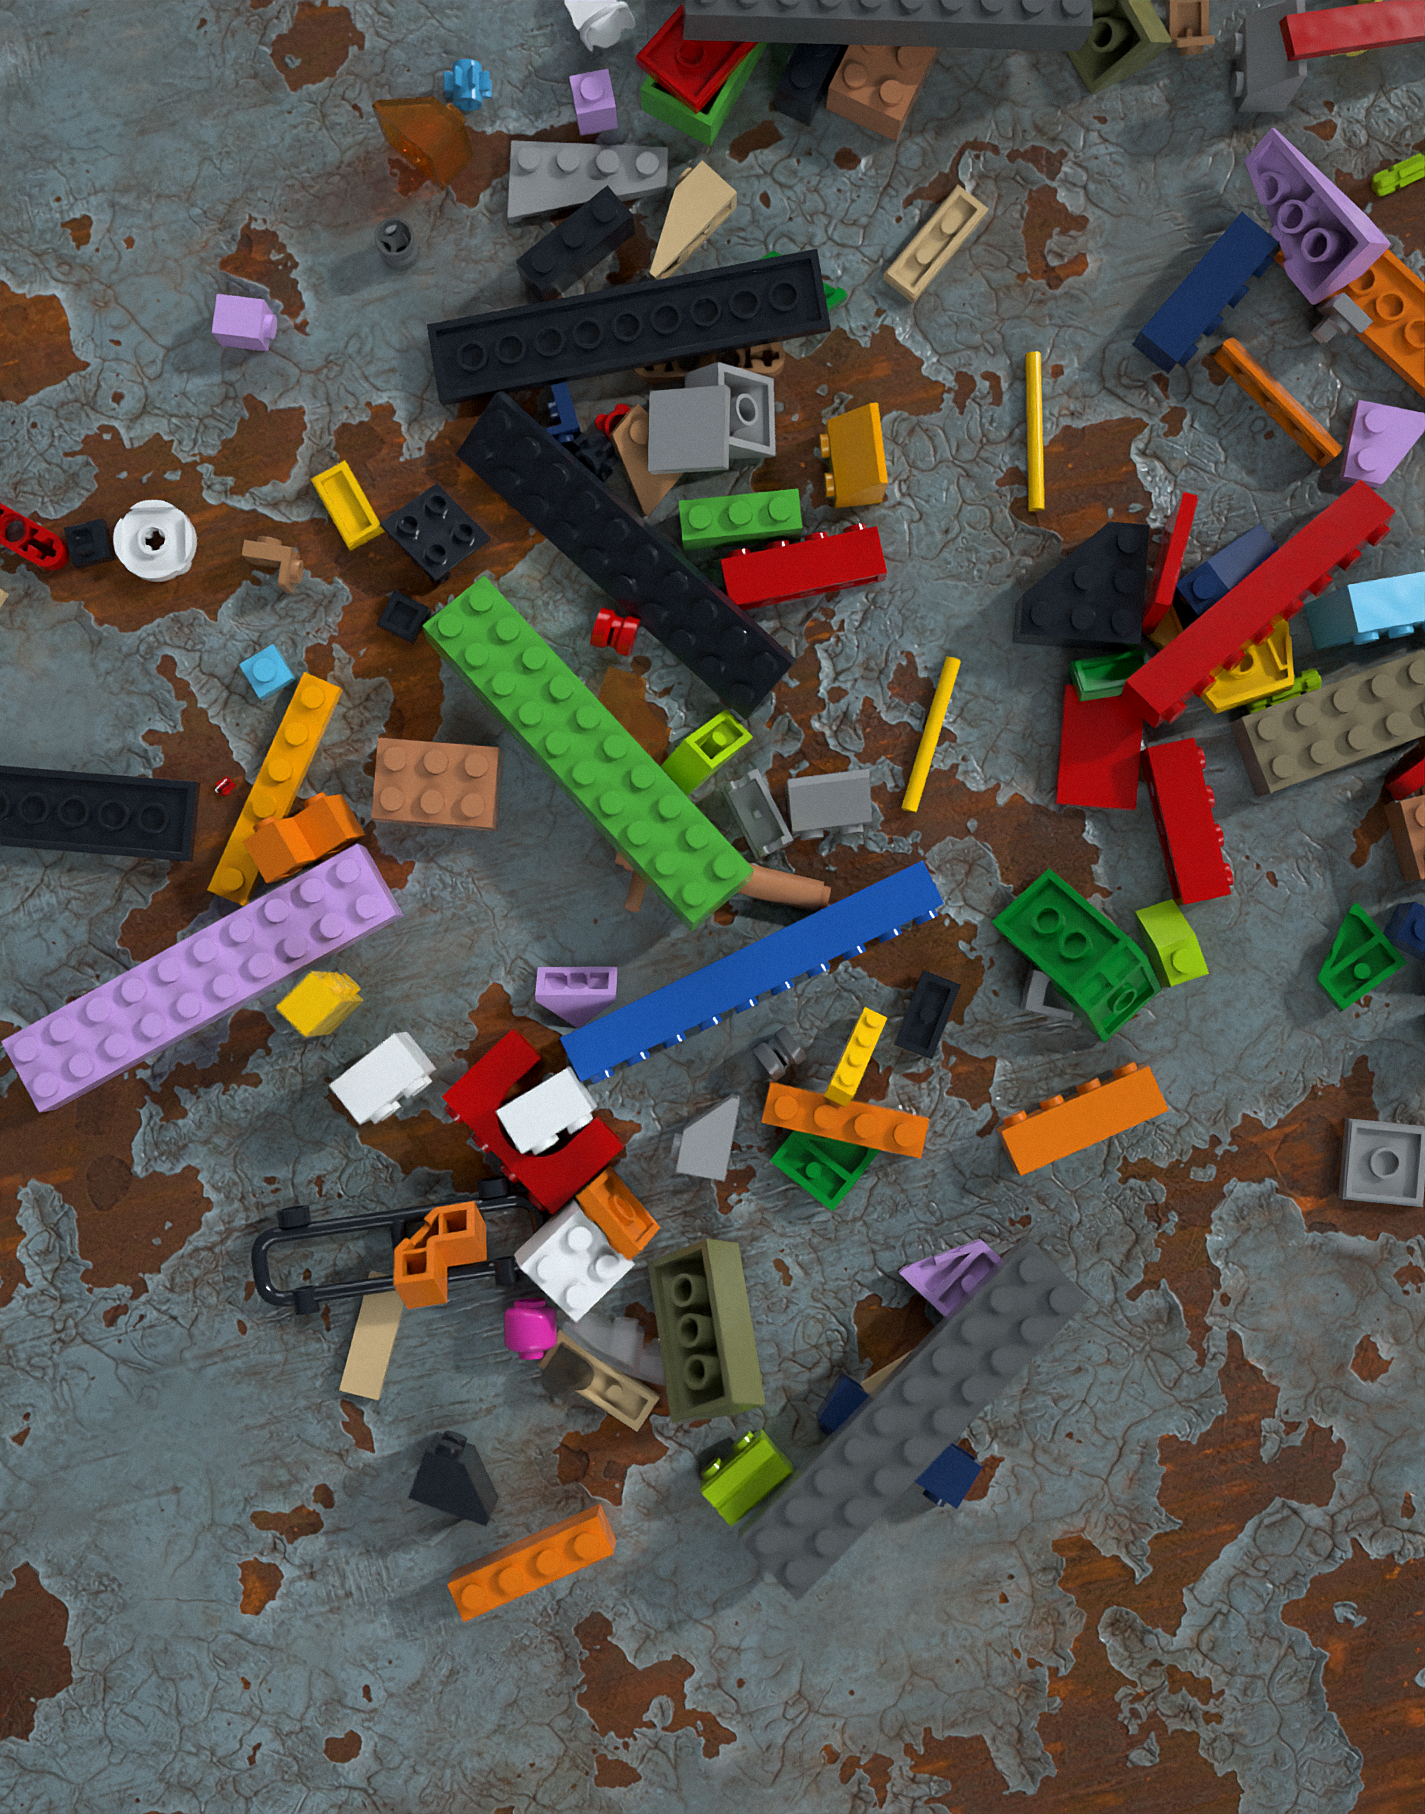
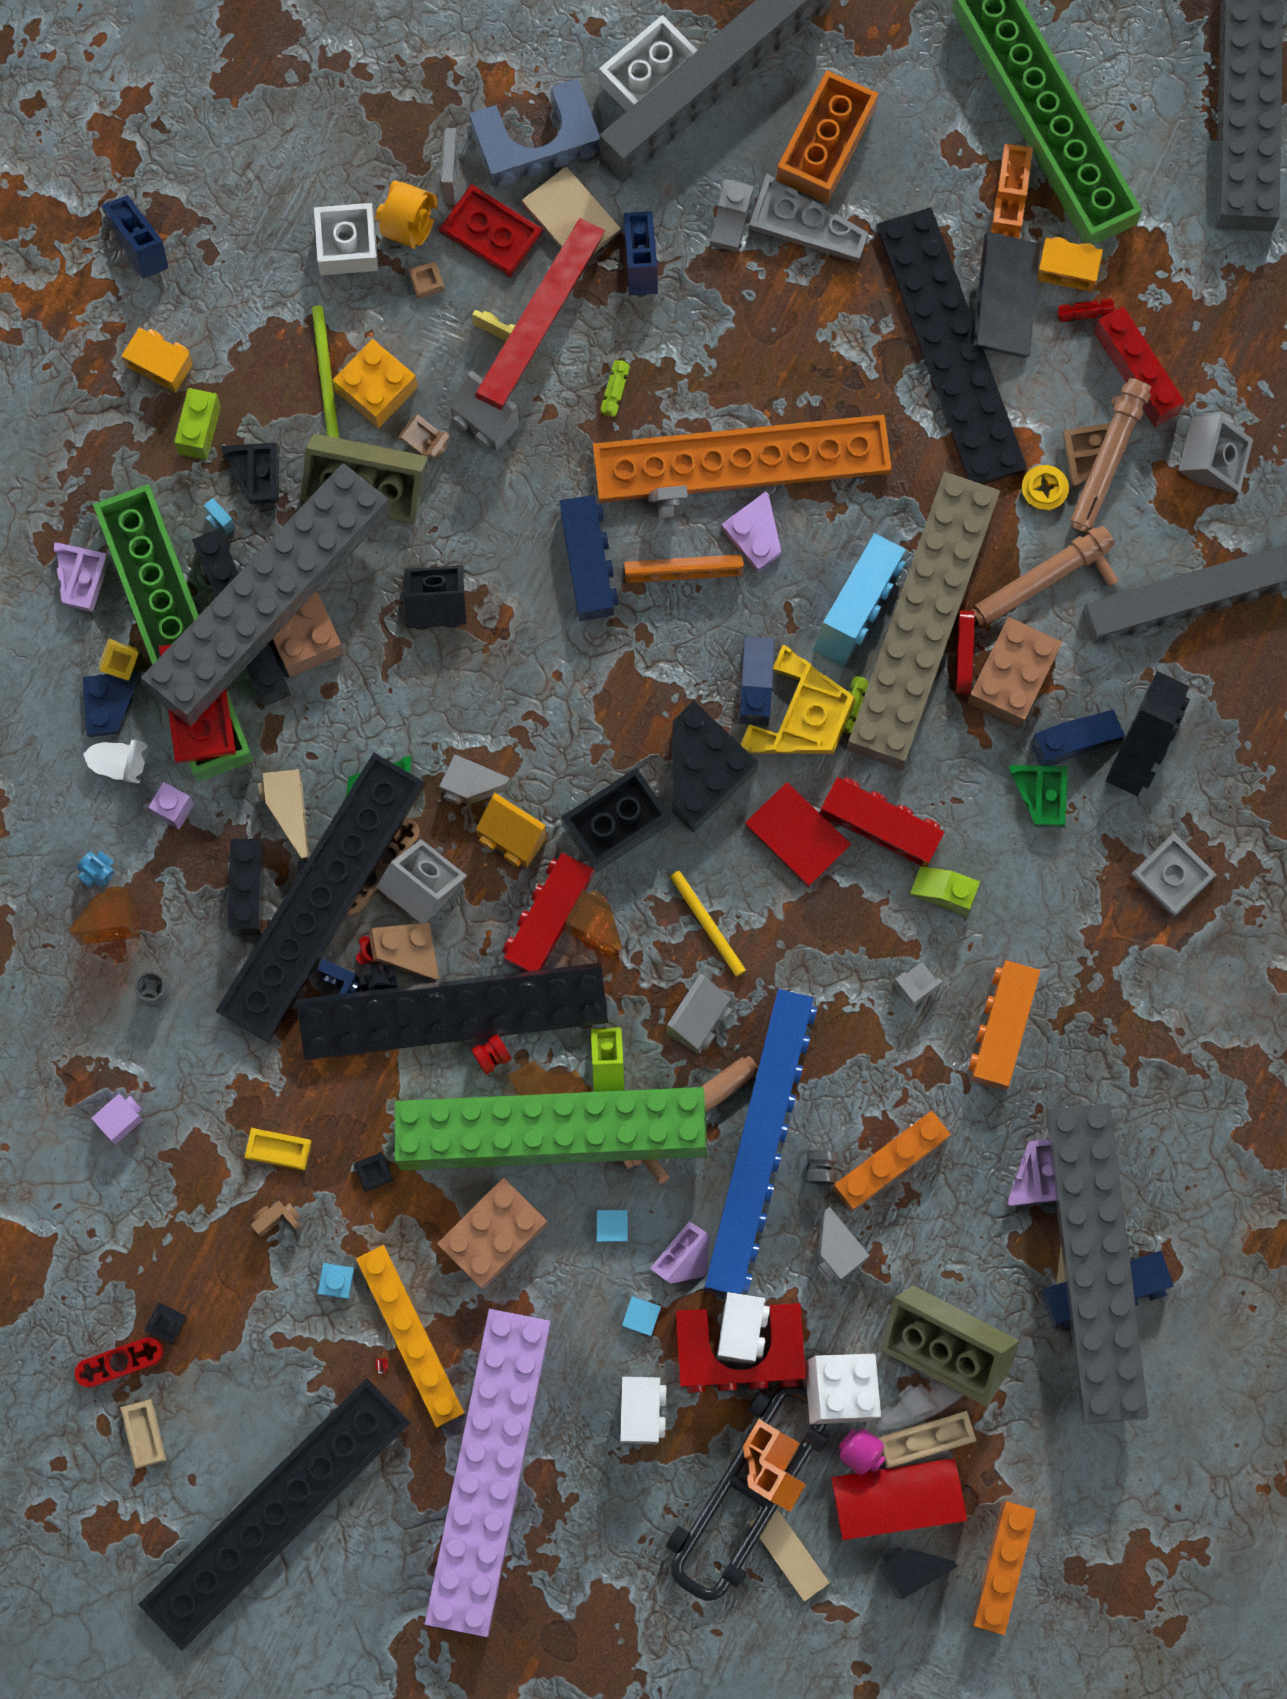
camera: 55 degrees left, 10 degrees down
(172, 557) = (182, 1281): white plate -> none
(317, 832) = (457, 1339): orange brick -> none
(321, 1002) = (566, 1406): yellow brick -> none
(435, 533) = (341, 1110): black hinge -> none
(483, 998) = (641, 1316): none -> medium azure tile
(511, 1405) = (898, 1499): none -> red slope
(547, 895) = (612, 1226): none -> medium azure tile
(566, 1371) = (905, 1451): clear smoke tile -> none
(567, 175) = (200, 854): light grey wing -> none
(618, 1213) = (828, 1338): orange plate -> none
(689, 430) = (415, 911): light grey tile -> none
(740, 519) = (489, 927): bright green brick -> none
(744, 1476) = (1054, 1397): lime brick -> none
(757, 815) = (669, 1062): light grey hinge -> none
(822, 1165) = (908, 1197): green wing -> none
(832, 619) = (594, 924): none -> clear orange slope
(855, 1057) = (860, 1123): yellow piece -> none
(872, 376) = (471, 782): none -> light grey slope
(927, 1014) = (870, 1062): black plate -> none
(935, 244) = (424, 682): tan tile -> none
(957, 552) = (615, 820): none -> black brick
(1031, 177) = (435, 597): none -> black slope
(1034, 431) = (581, 717): yellow bar -> none
(1081, 953) = (910, 943): green bracket -> none
(1105, 674) = (761, 791): green tile -> none
(1168, 562) = (725, 708): red tile -> none
(1258, 604) = (791, 679): red brick -> none
(1316, 224) = (602, 466): lavender wedge -> none

